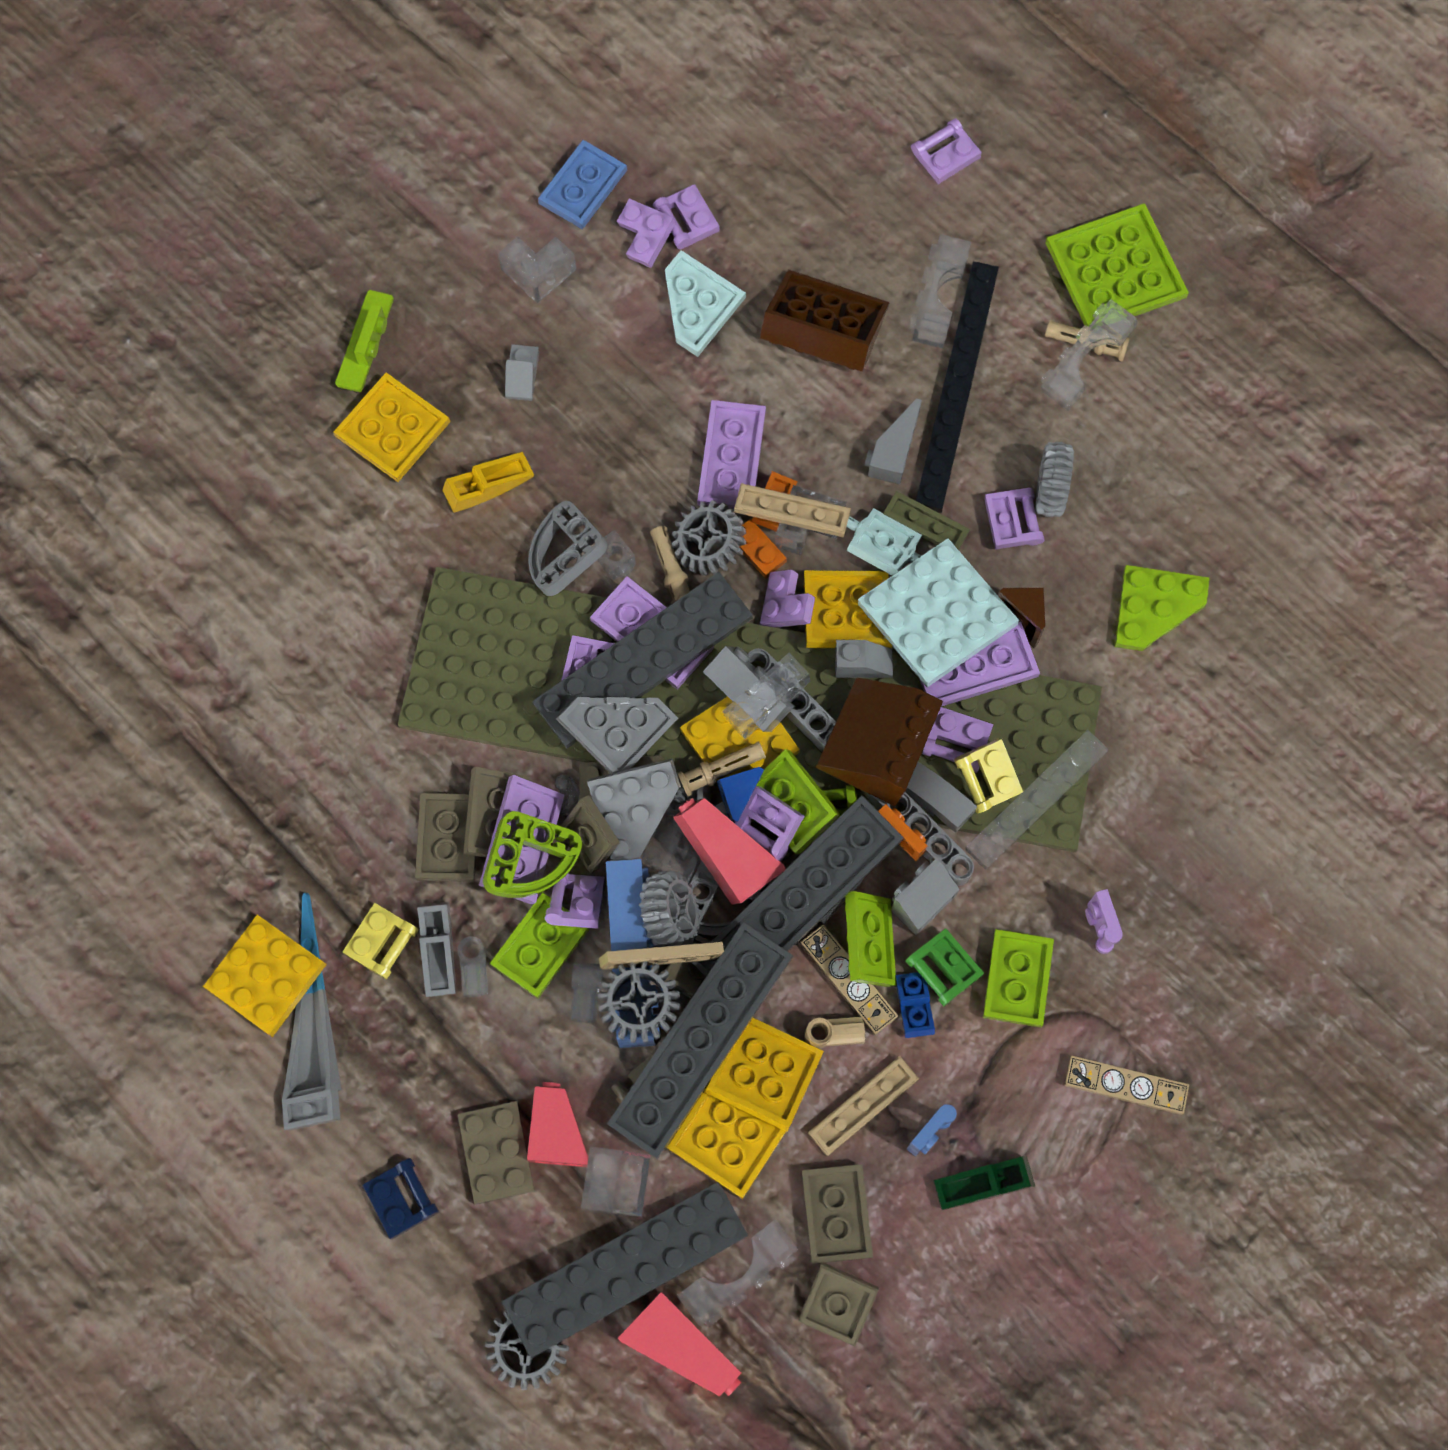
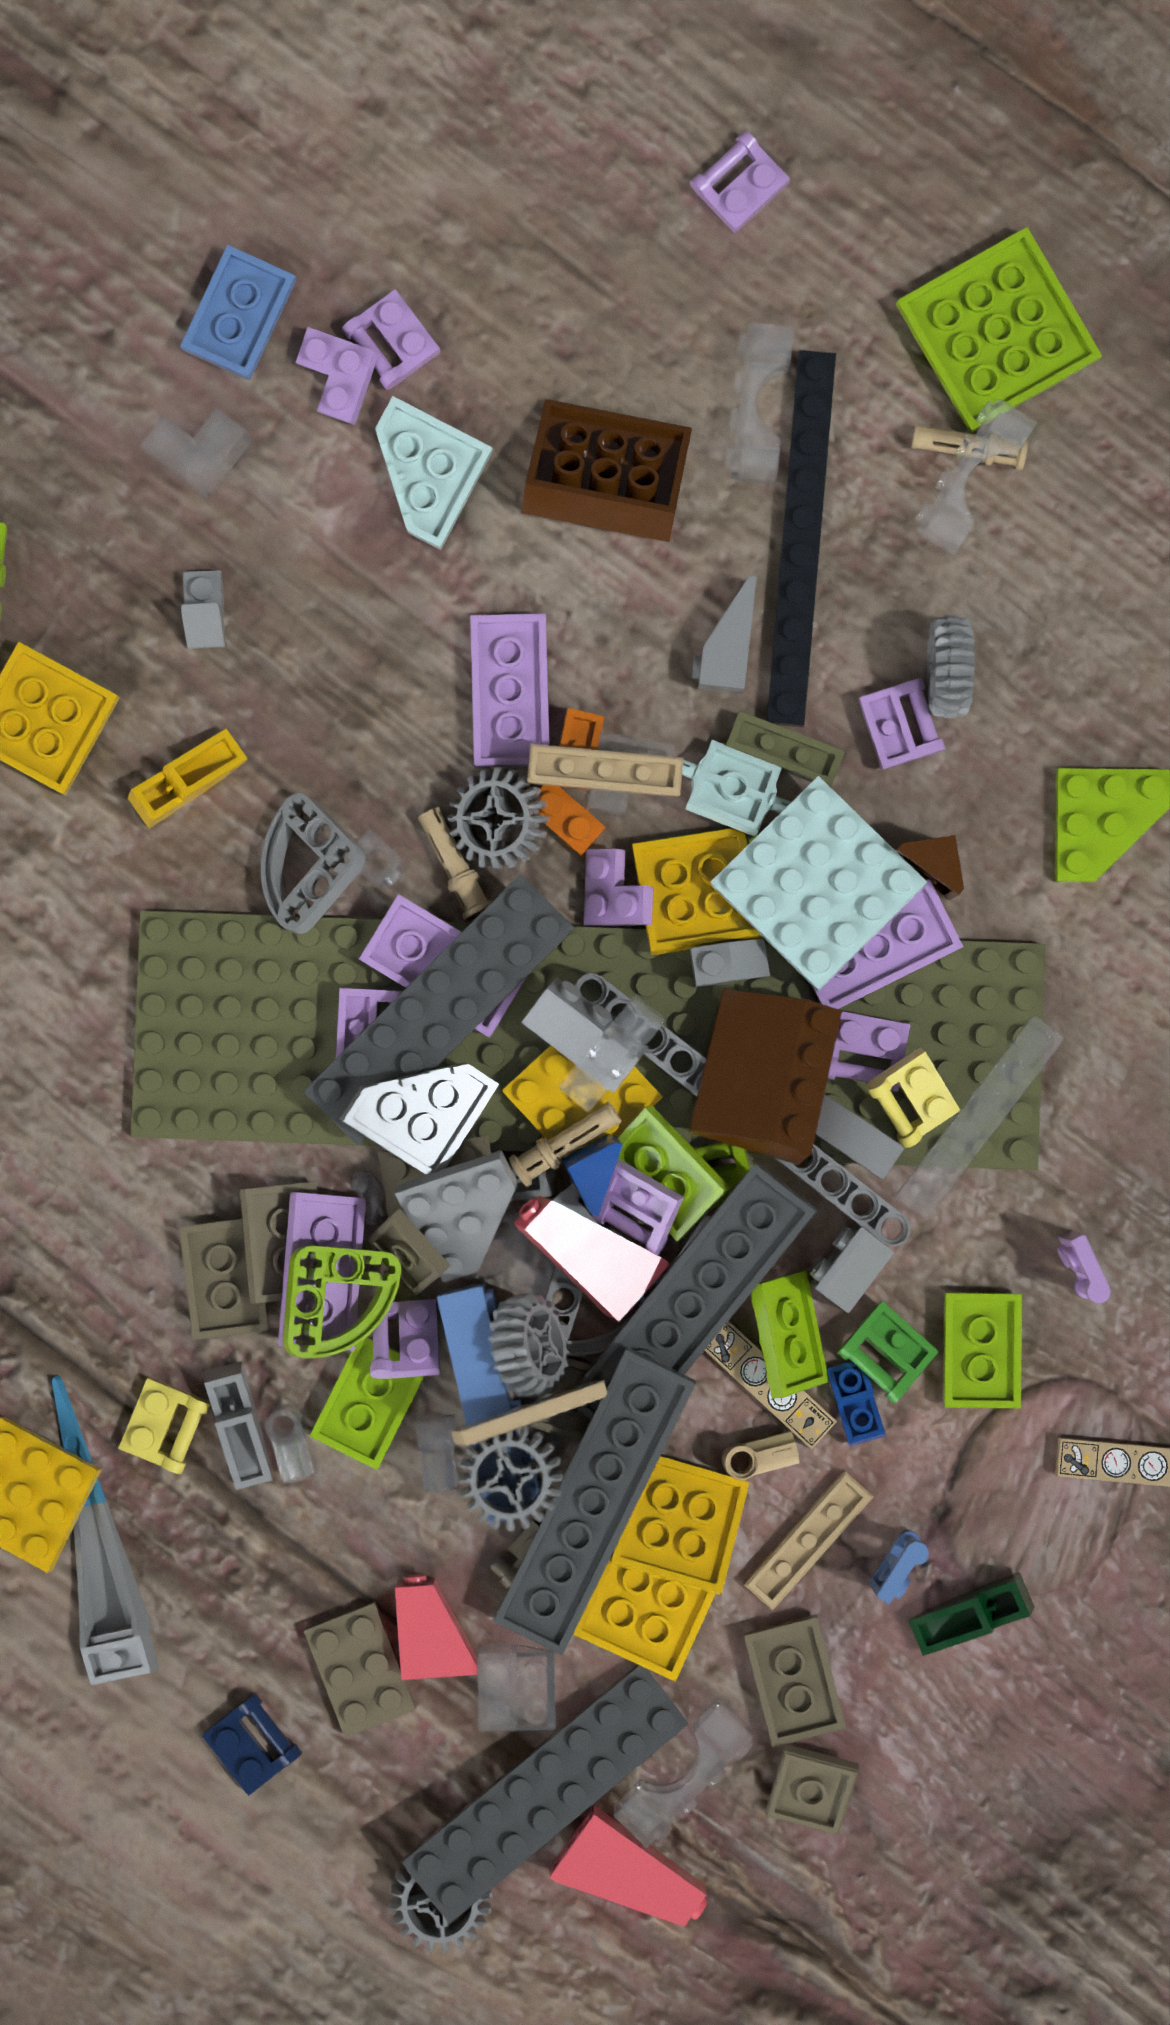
camera: 10 degrees left, 15 degrees up
(913, 840) = (826, 1207): orange plate -> none

